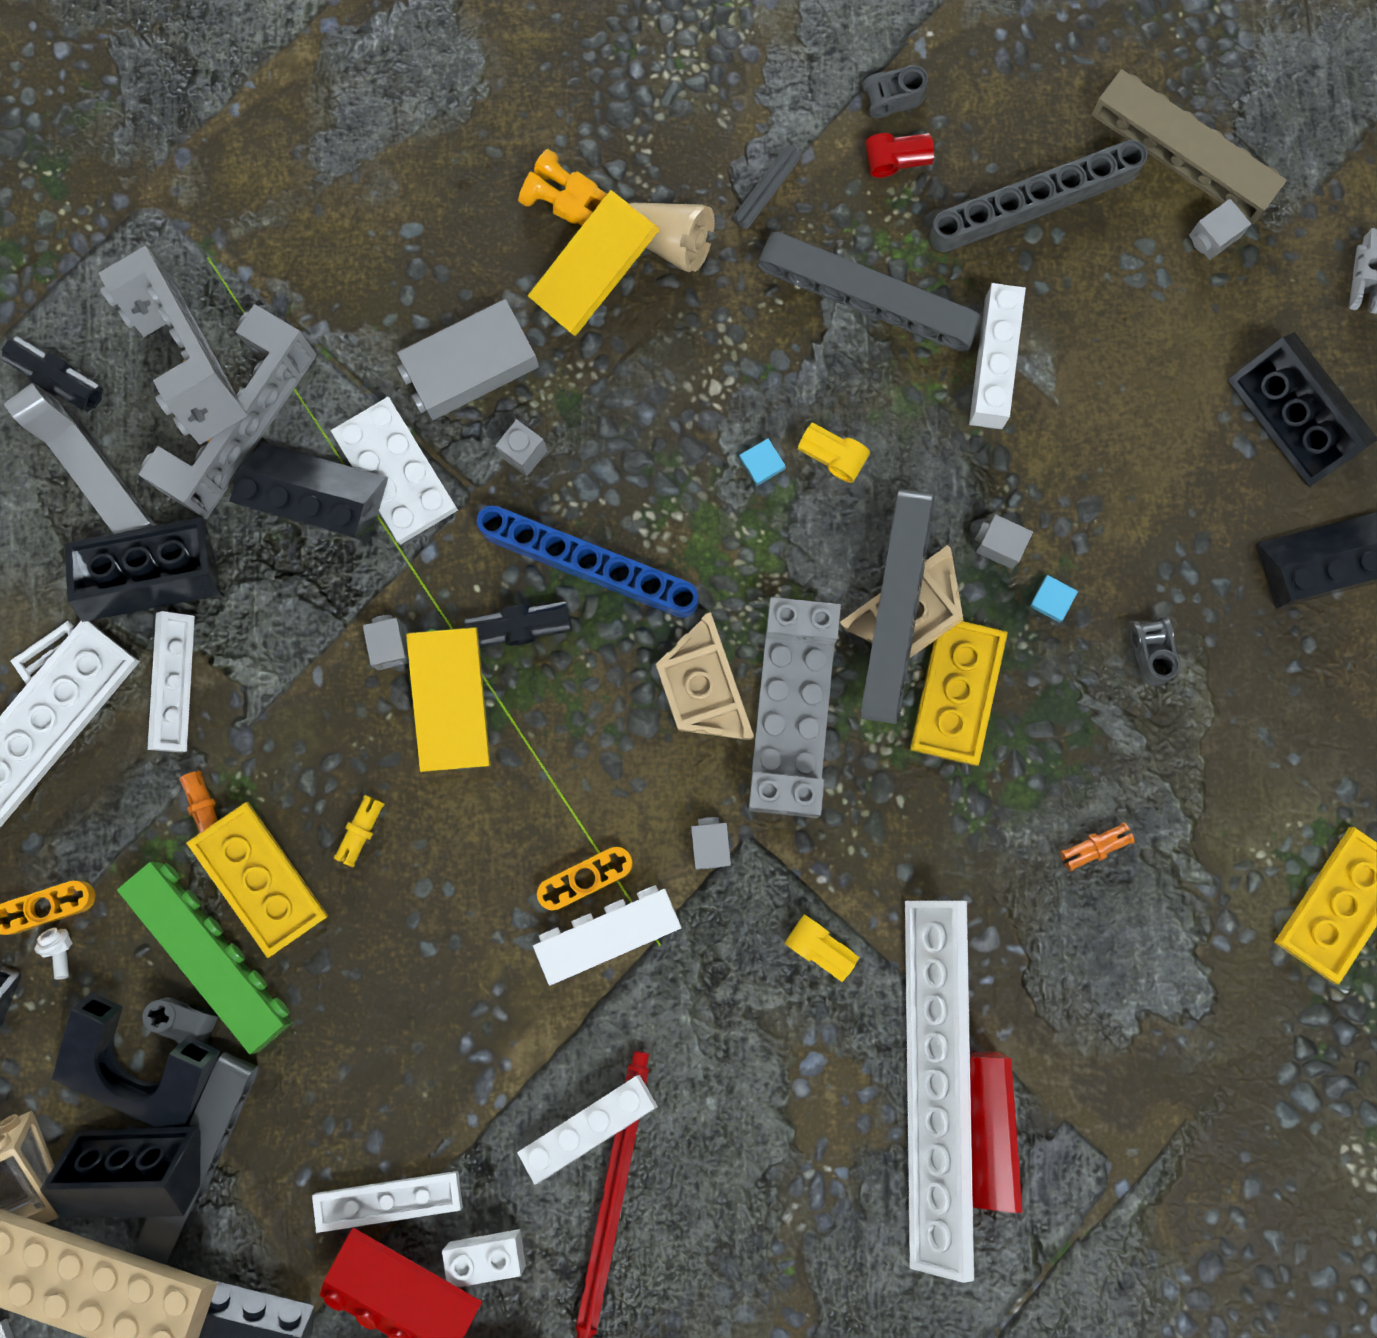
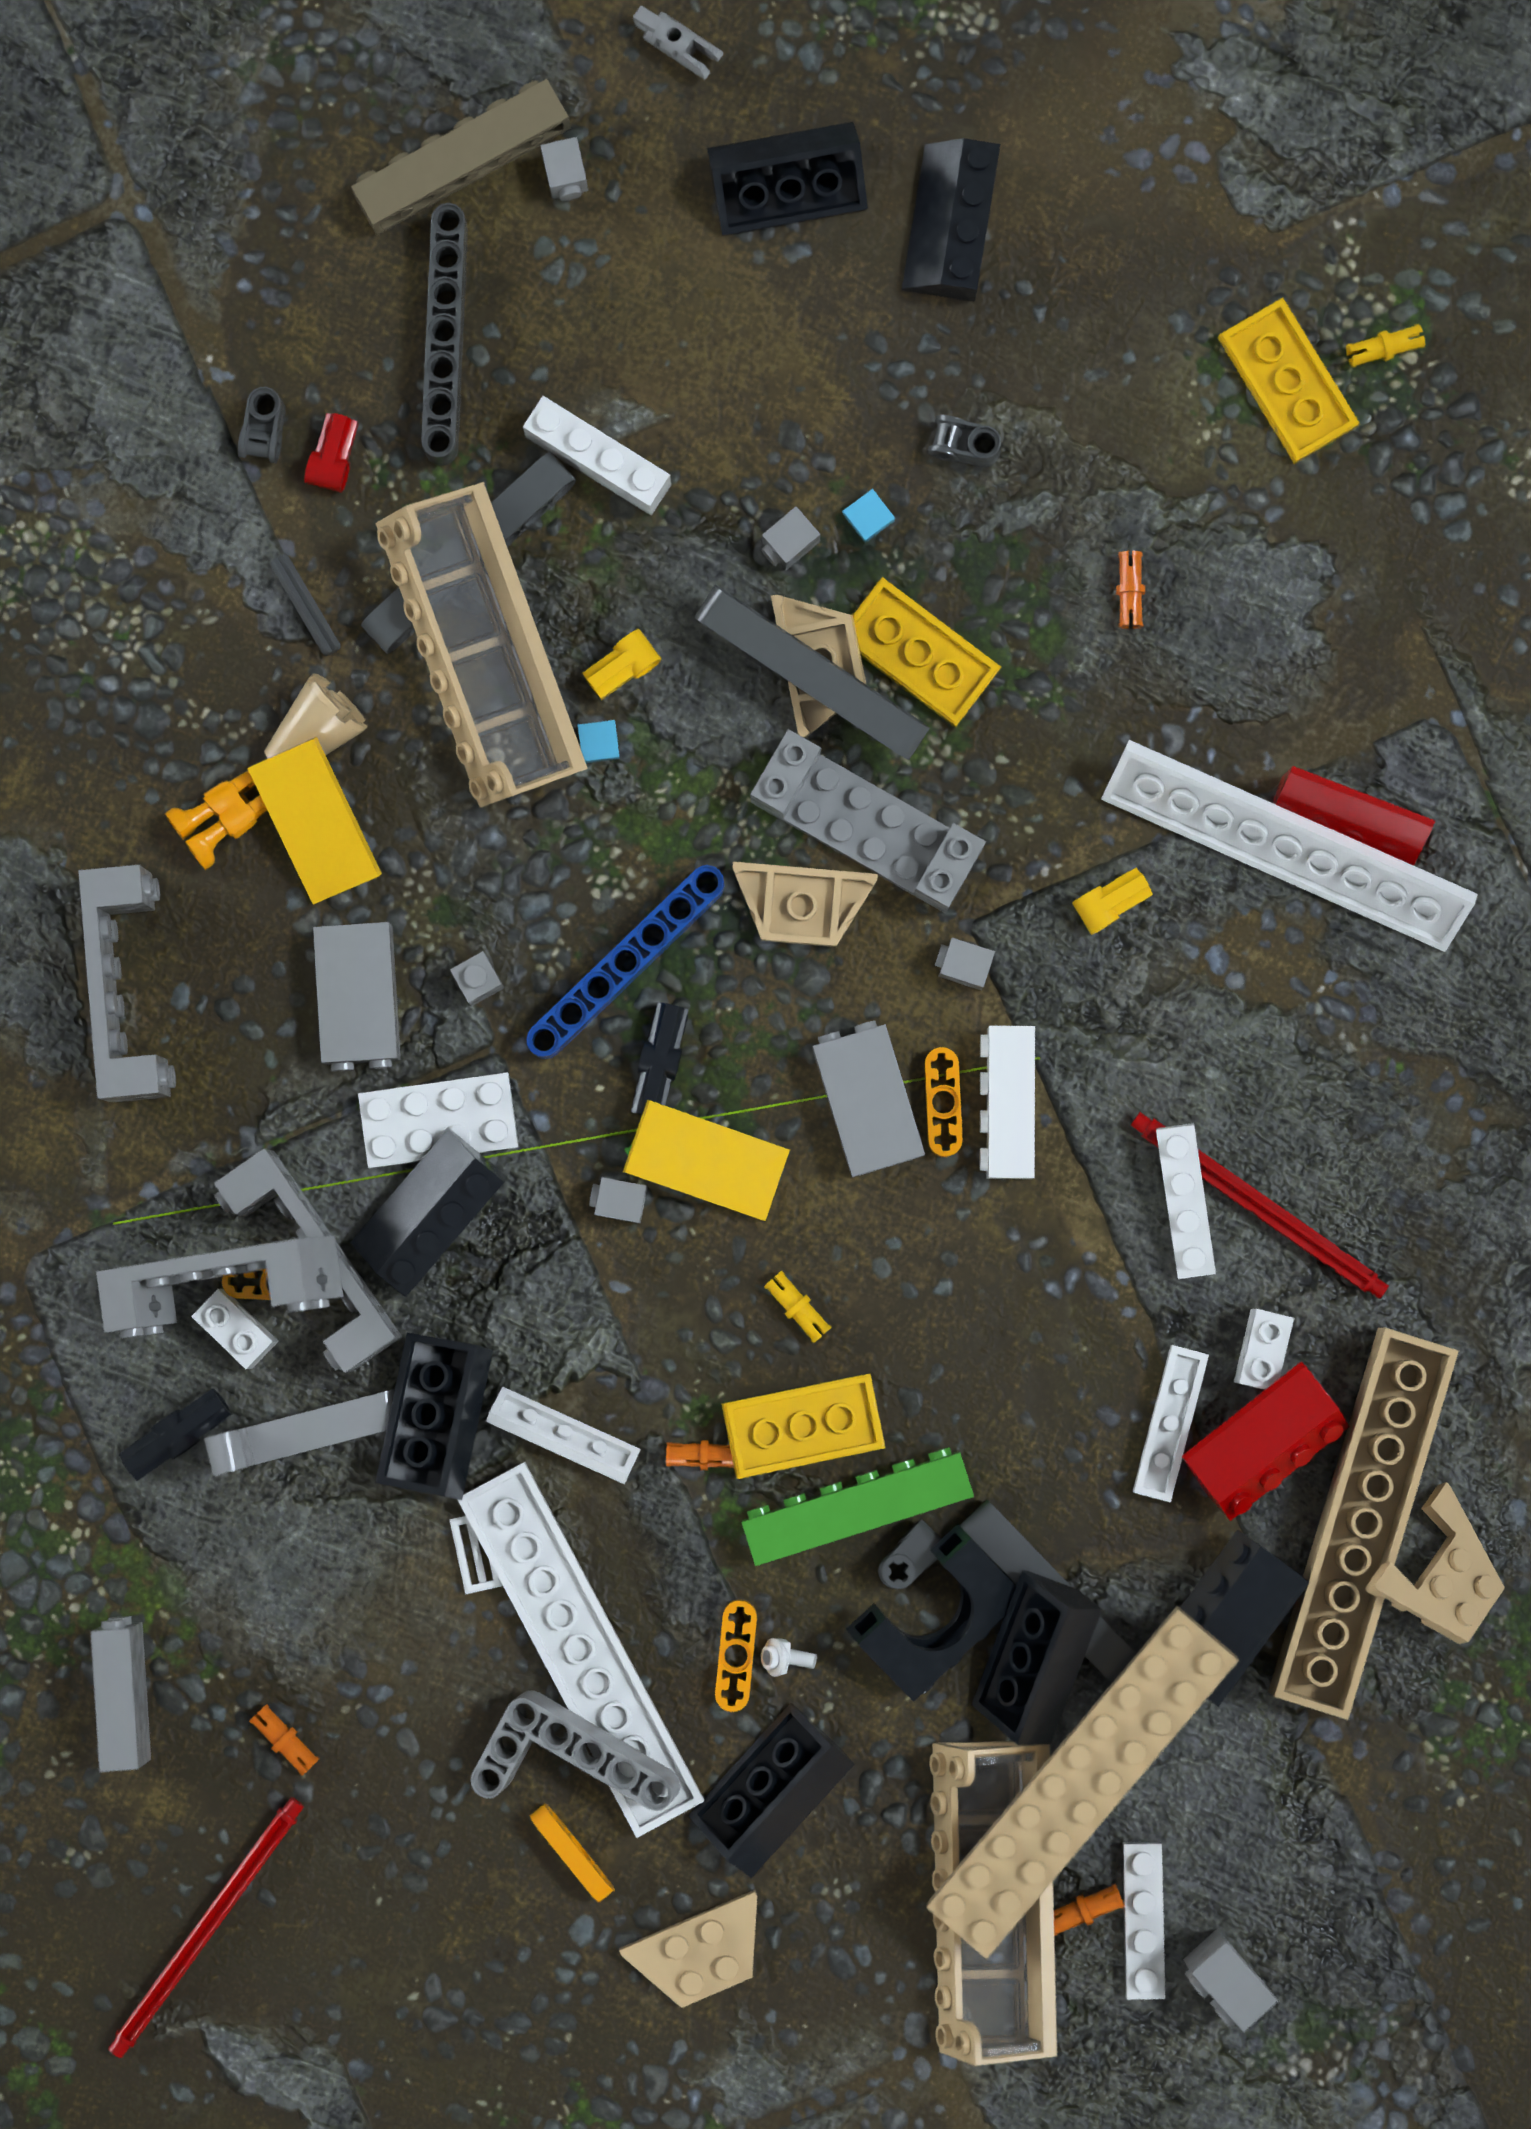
camera: 70 degrees left, 5 degrees up
(140, 388) = (235, 1329): none -> white brick
(387, 158) = (106, 894): none -> light grey plate
(558, 813) = (868, 1099): none -> light grey brick
(798, 326) = (480, 644): none -> window

